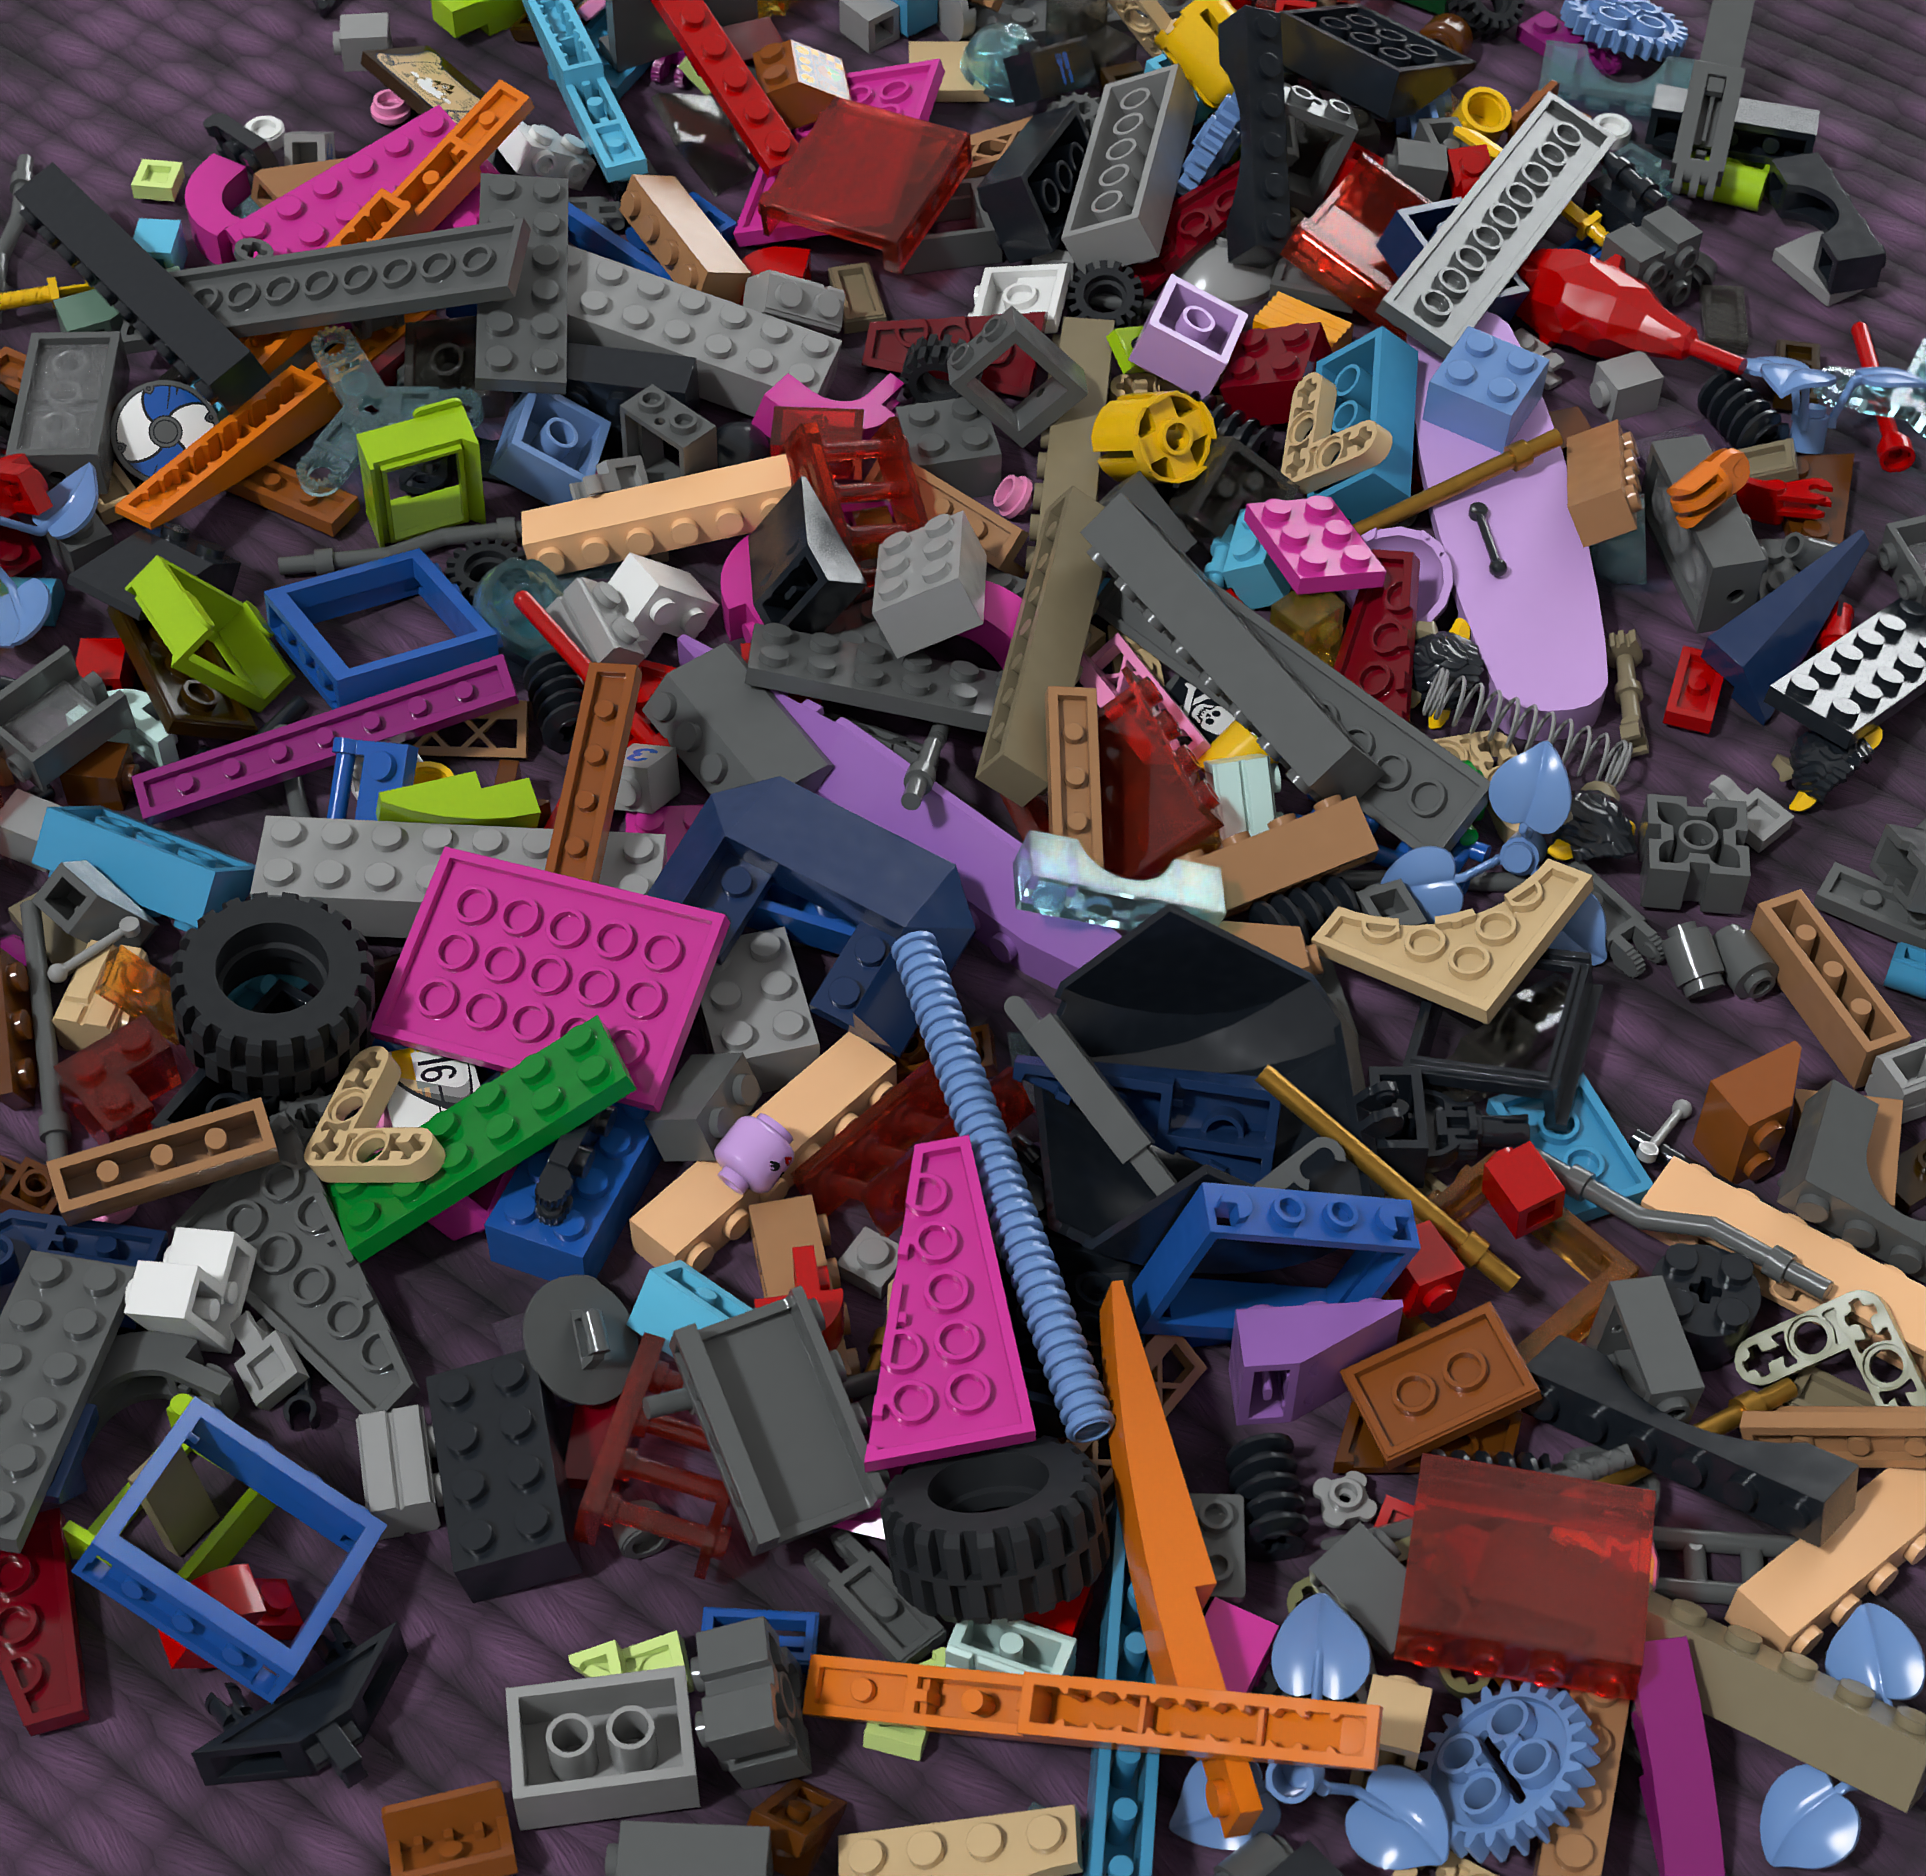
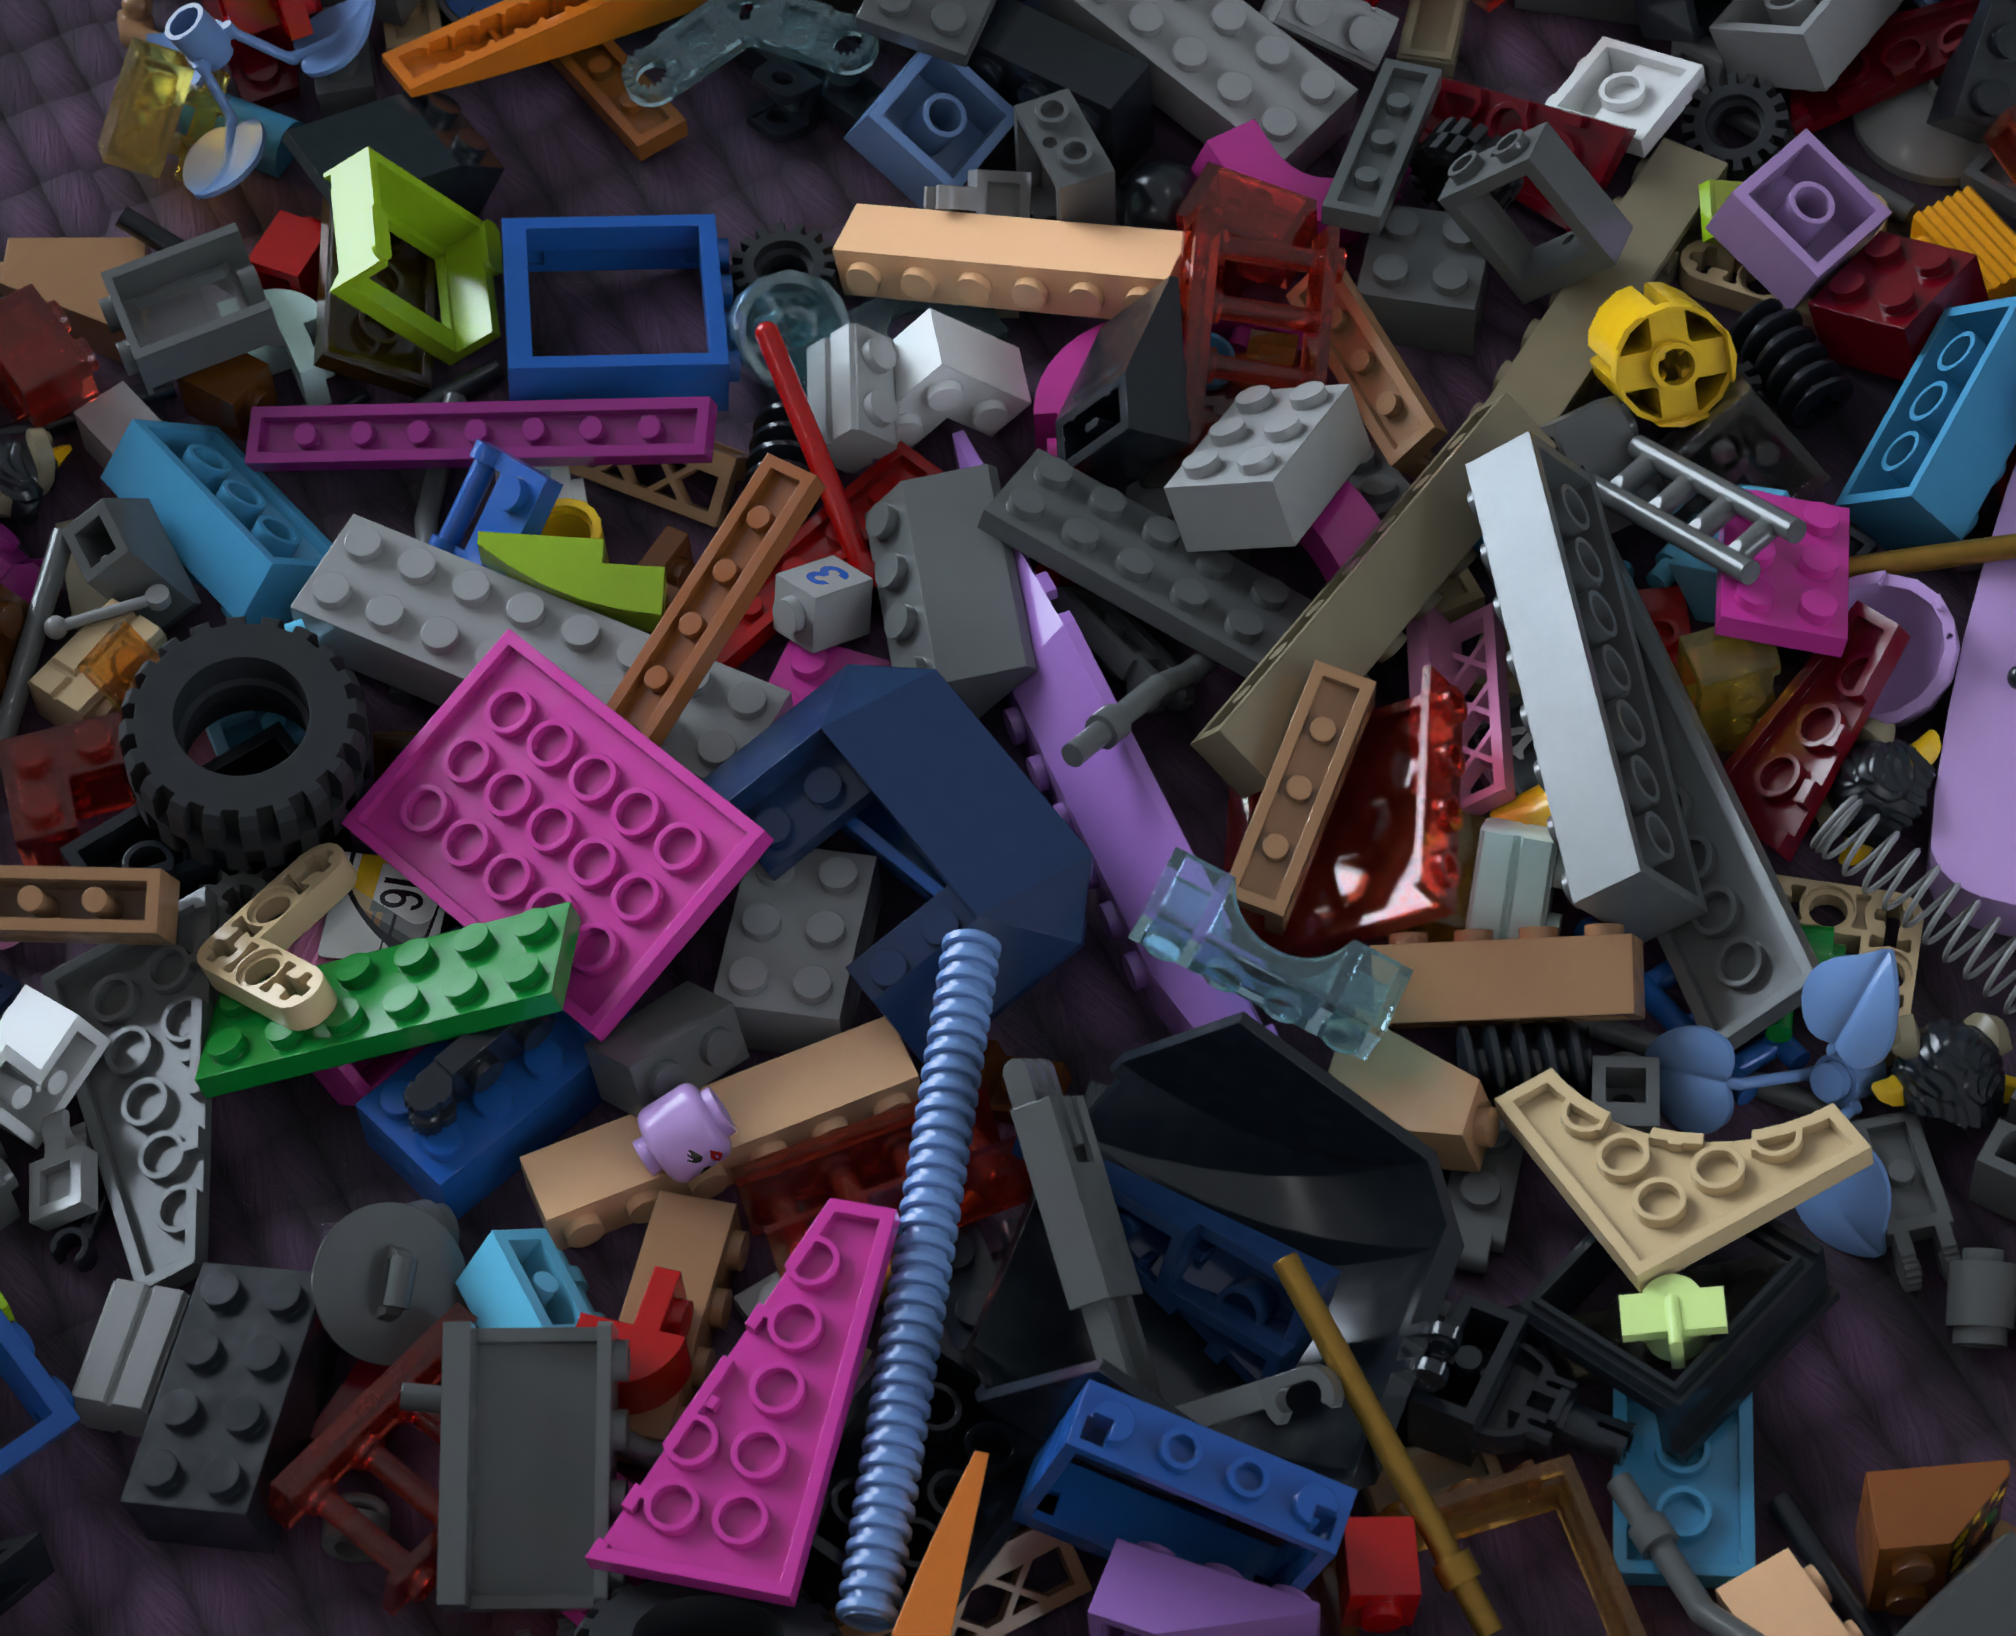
camera: 30 degrees right, 5 degrees up
(328, 561) = (616, 194): dark grey bar -> none
(431, 434) = (763, 81): lime piece -> none
(883, 368) = (1381, 147): none -> dark grey plate
(1013, 496) = (1475, 368): bright pink plate -> none
(1252, 536) = (1698, 535): none -> dark grey bar
(1310, 458) = (1871, 441): tan beam -> none
(1518, 1032) = (1673, 1317): none -> yellowish green piece
(1522, 1189) = (1562, 1519): red brick -> none
(1648, 1151) = (1773, 1527): light grey hinge -> none

